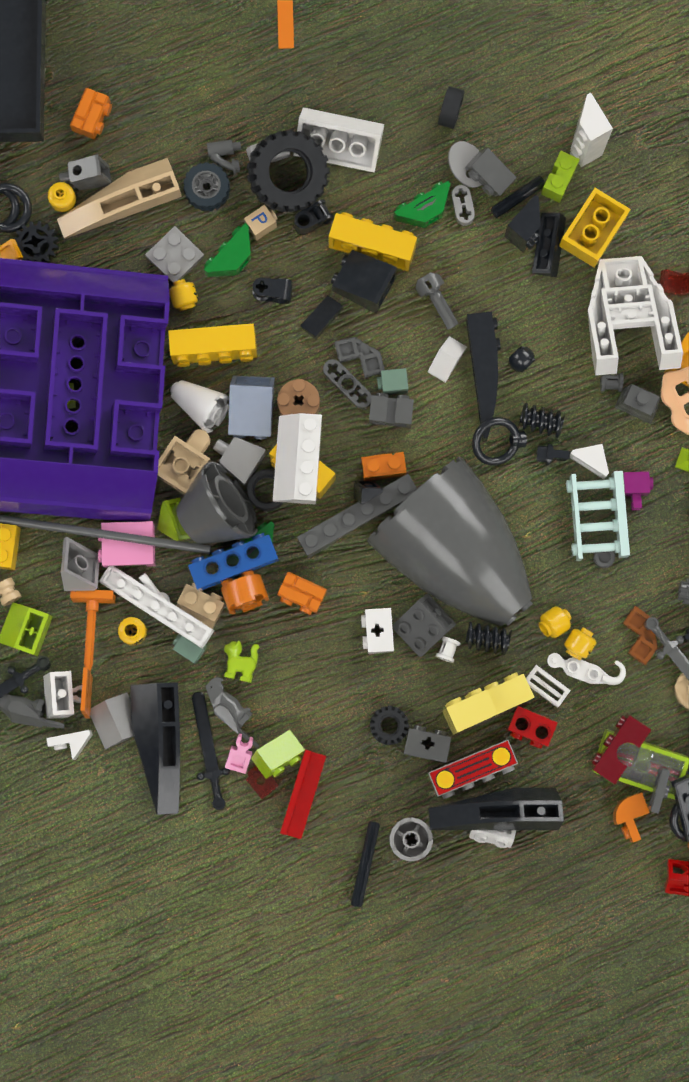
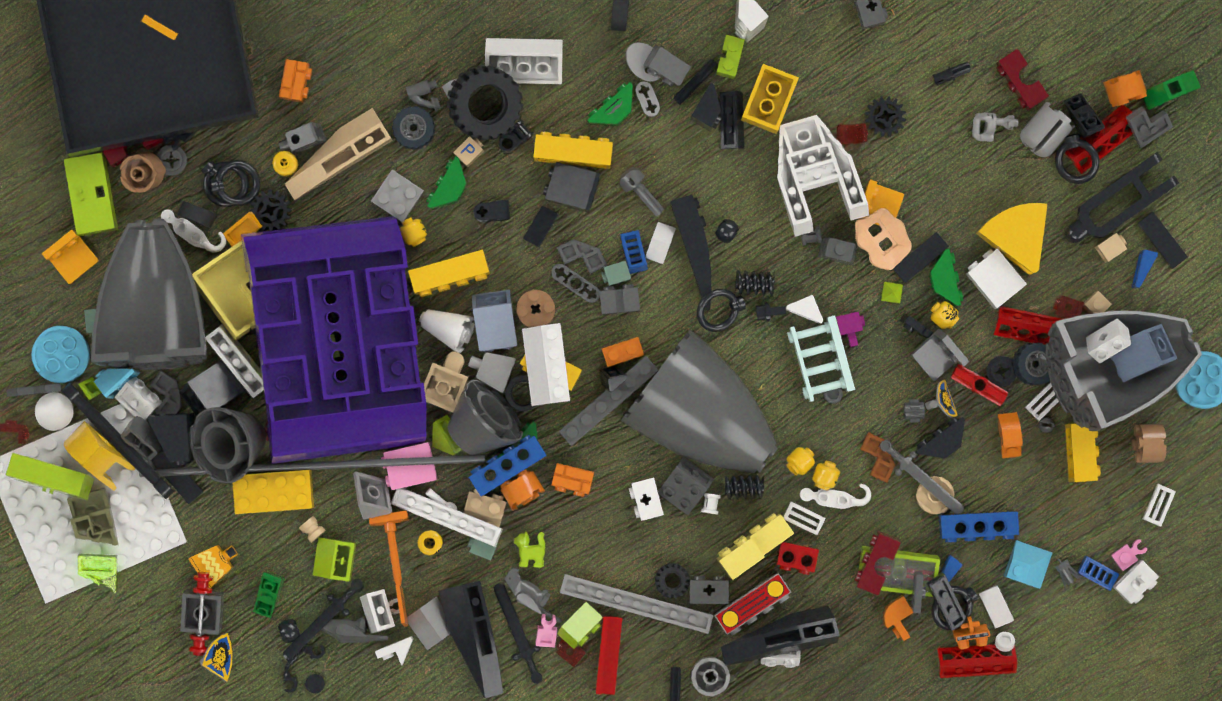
camera: 15 degrees left, 5 degrees up
(345, 743) = (636, 603): none -> light grey plate
(416, 377) = (639, 266): none -> blue slope

